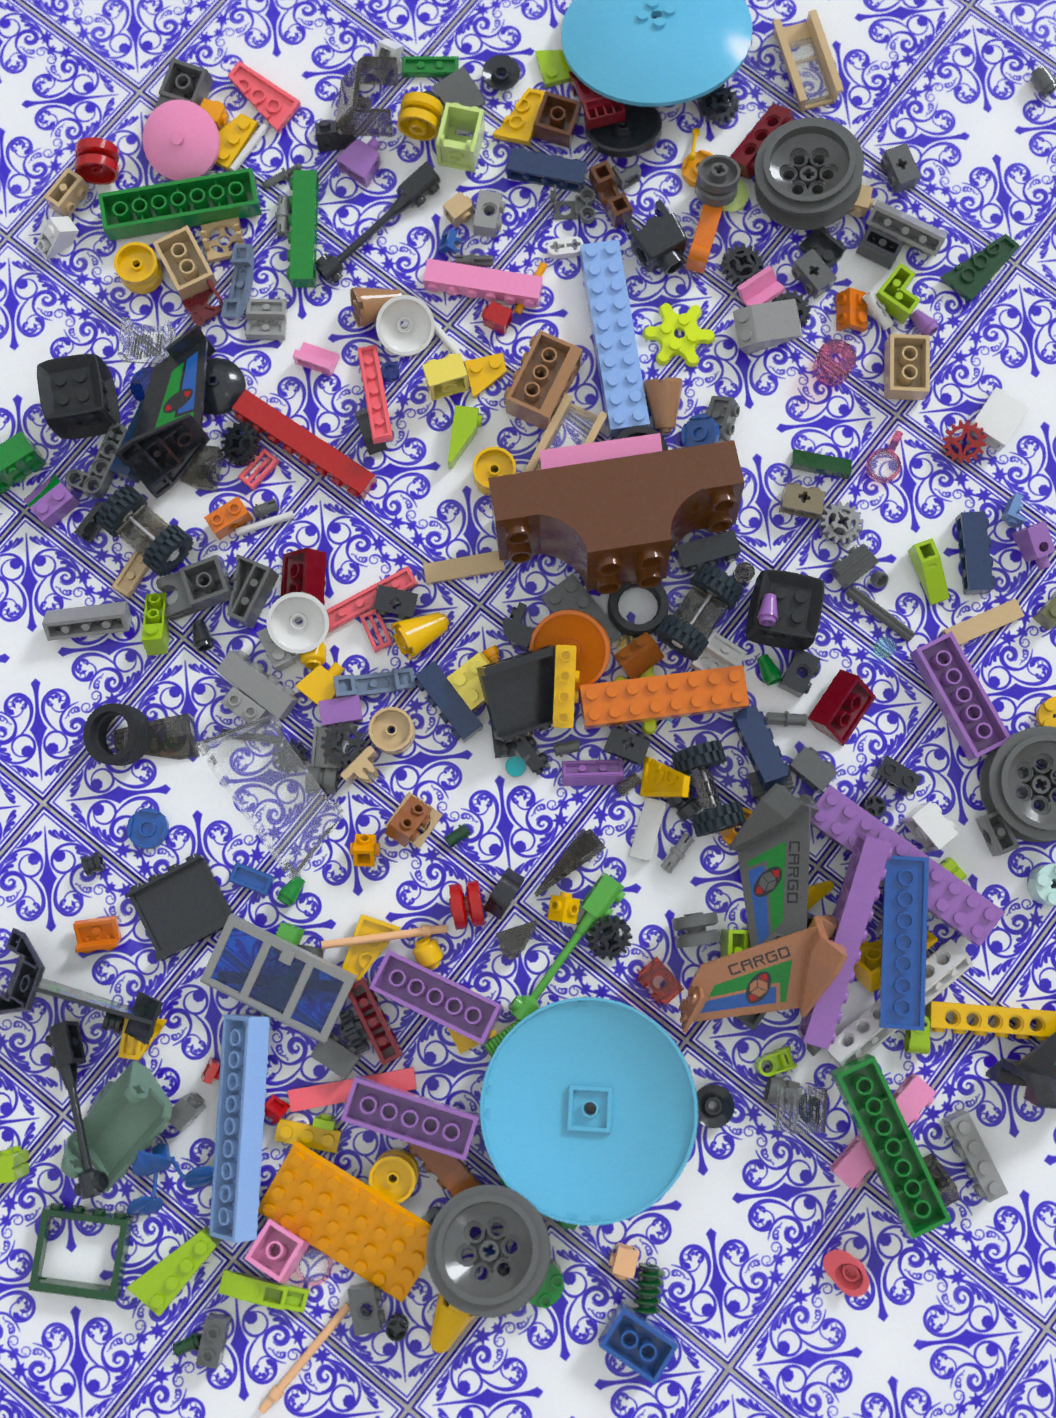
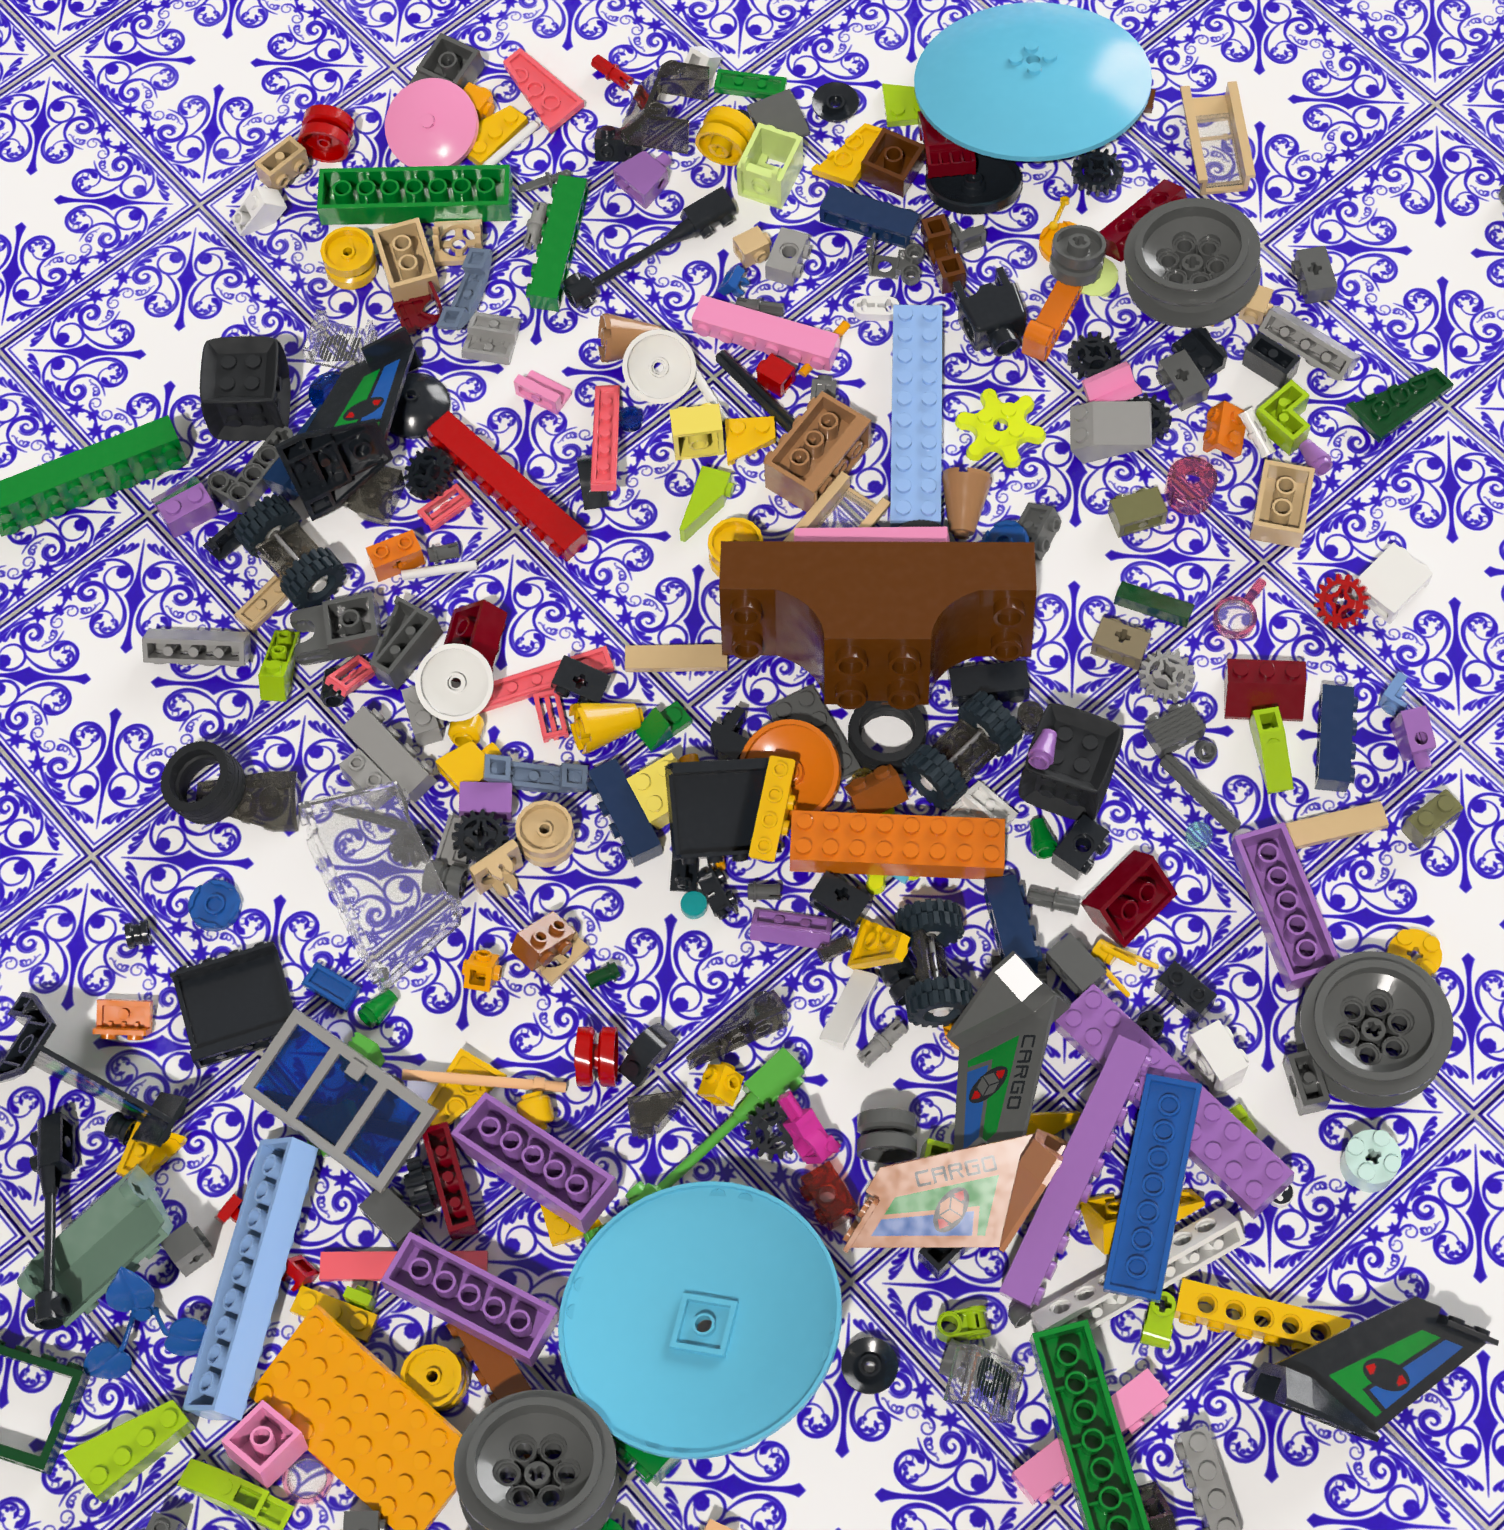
camera: 15 degrees right, 15 degrees down
(207, 635) = (354, 679): none -> coral tile
(317, 71) = (612, 72): none -> red axle
(465, 624) = (663, 725): none -> green slope
(486, 334) = (755, 390): none -> black axle
(536, 323) = (825, 384): none -> dark grey bracket
(637, 938) = (807, 1132): none -> dark pink piece
(797, 389) = (1137, 511): none -> olive brick
(833, 753) = (1108, 952): none -> yellow plant
(916, 521) = (1264, 685): none -> dark red slope

